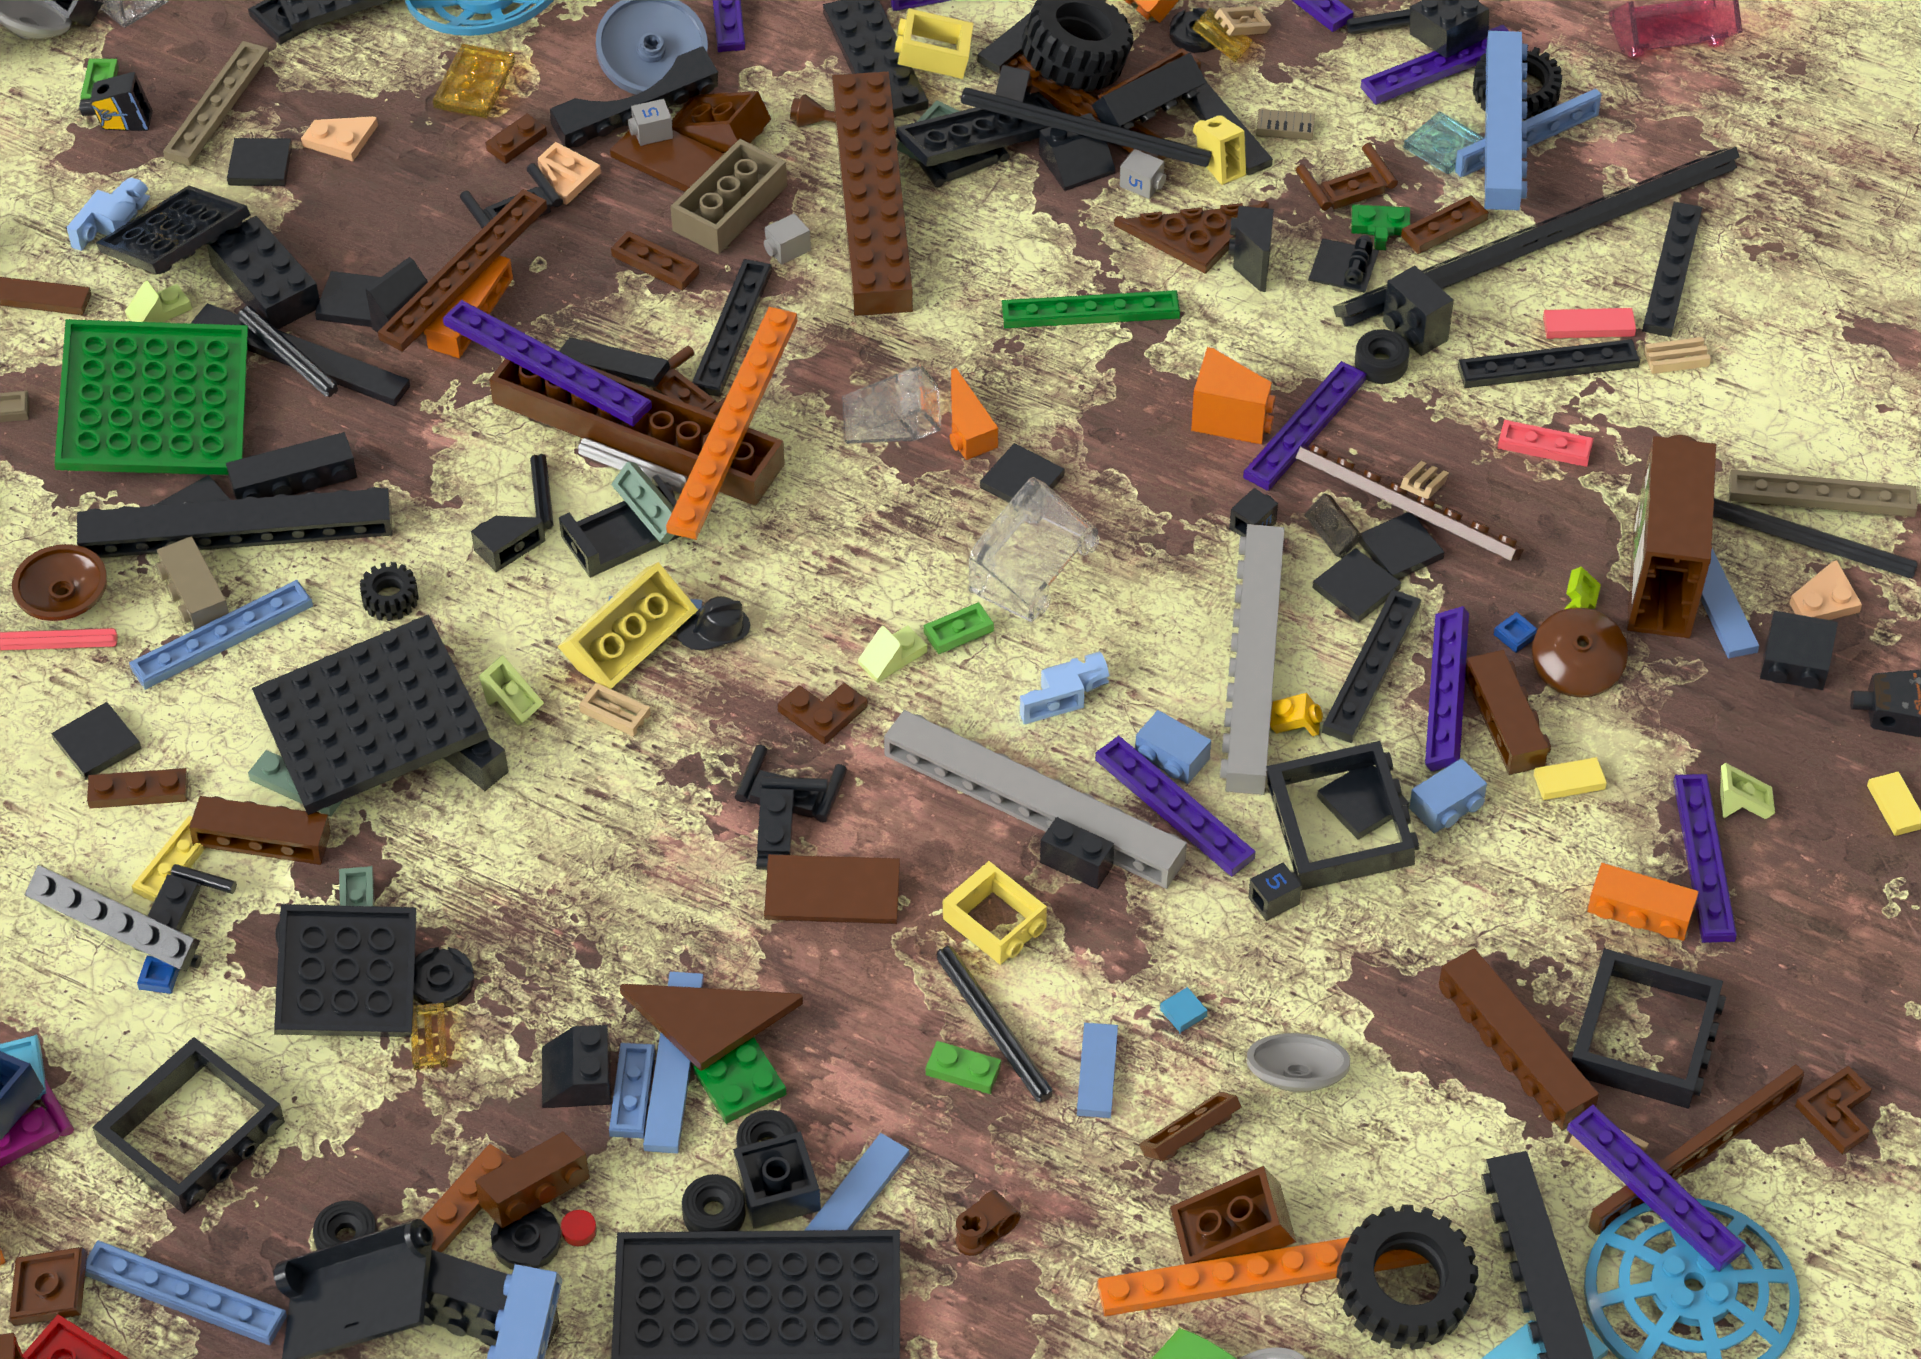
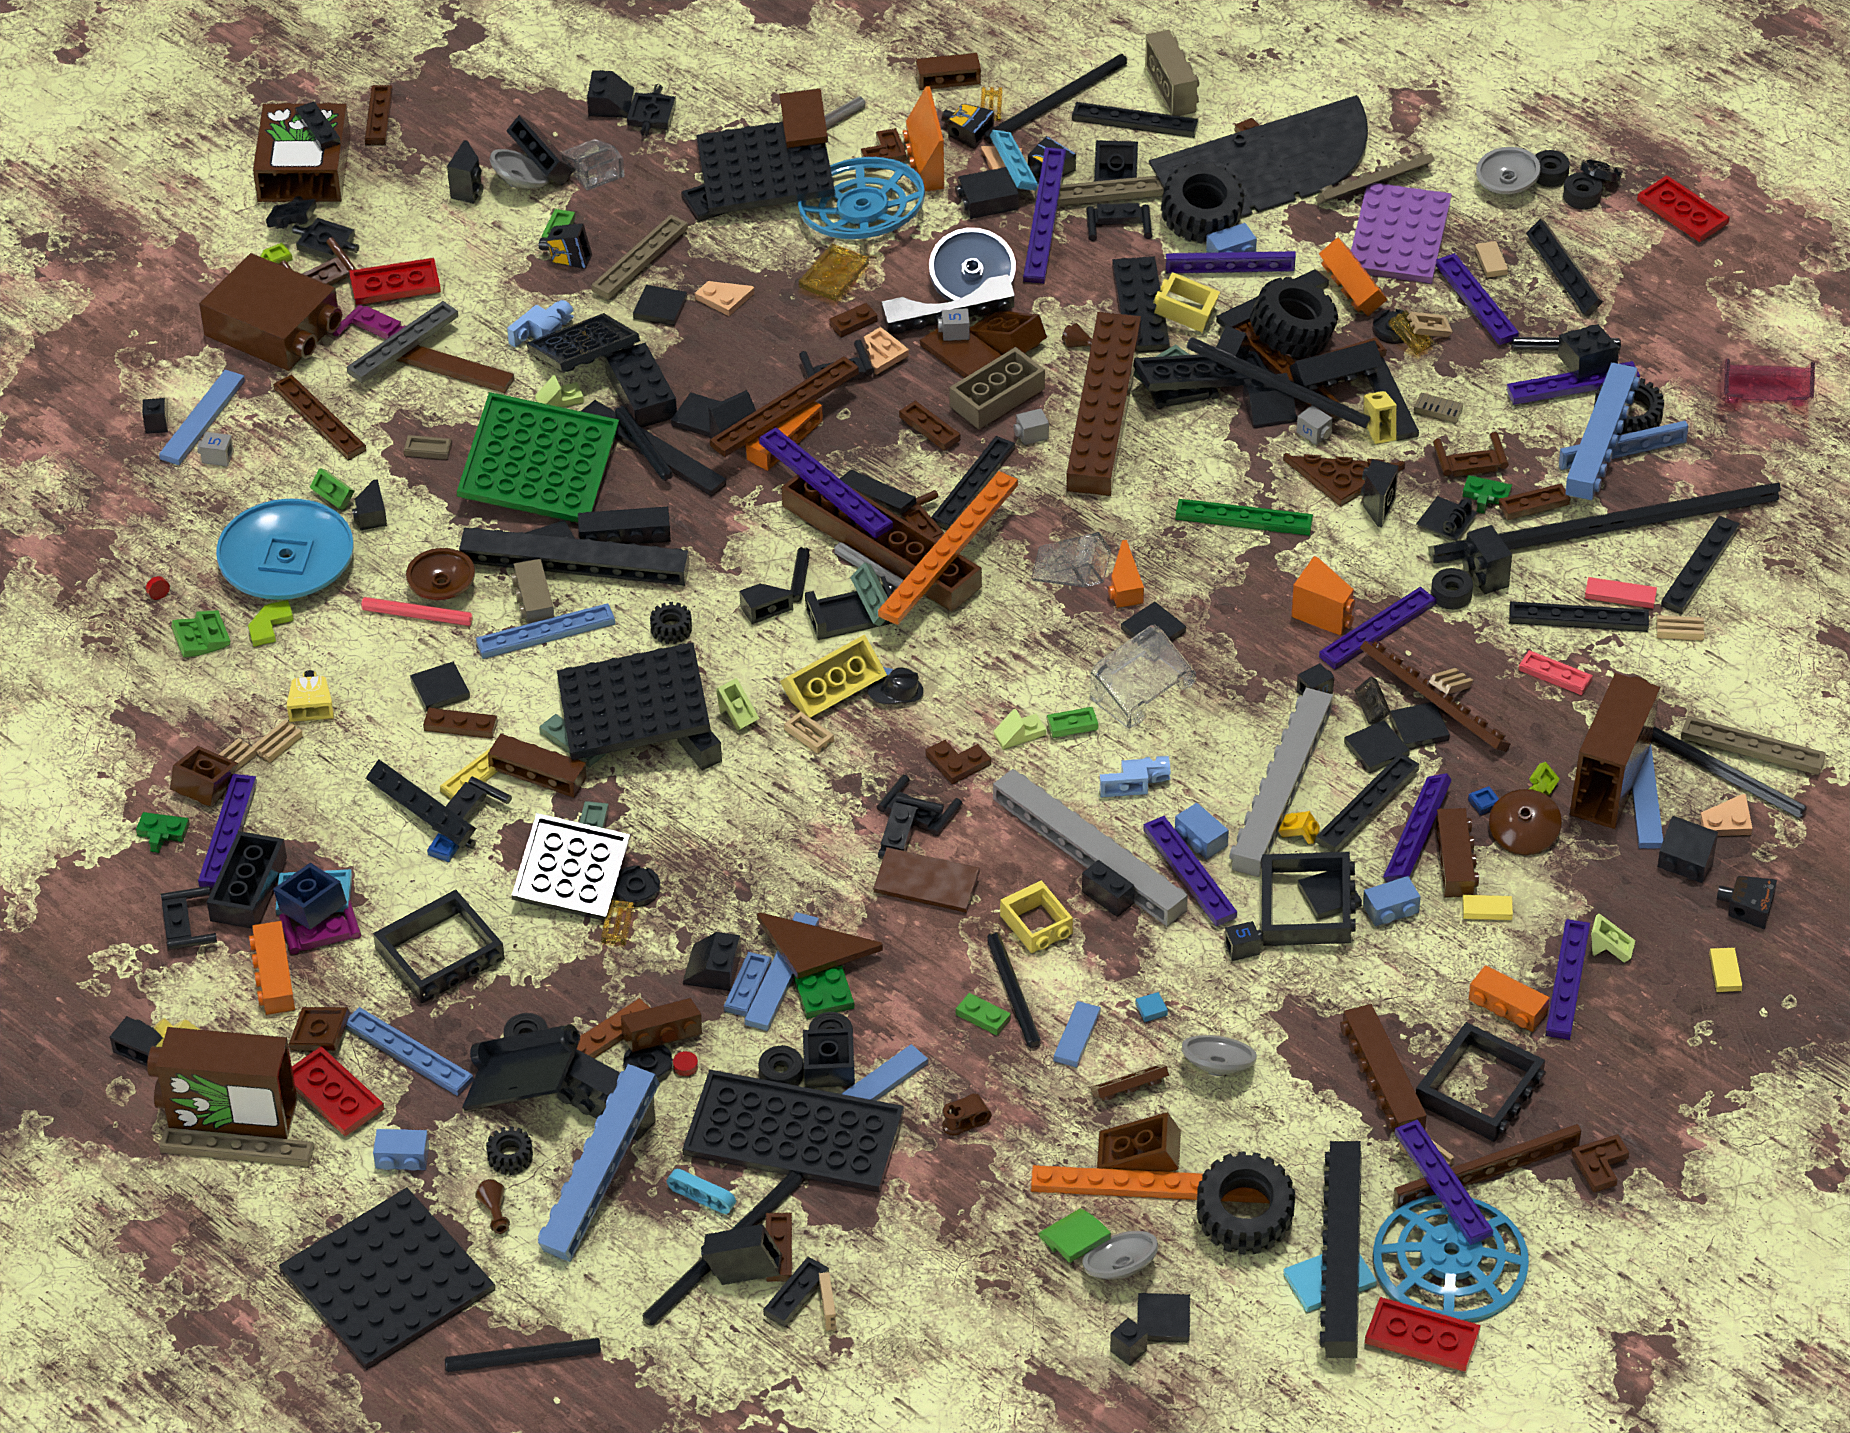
camera: 15 degrees right, 5 degrees down
(1440, 140) = (1551, 438): clear light blue tile -> none

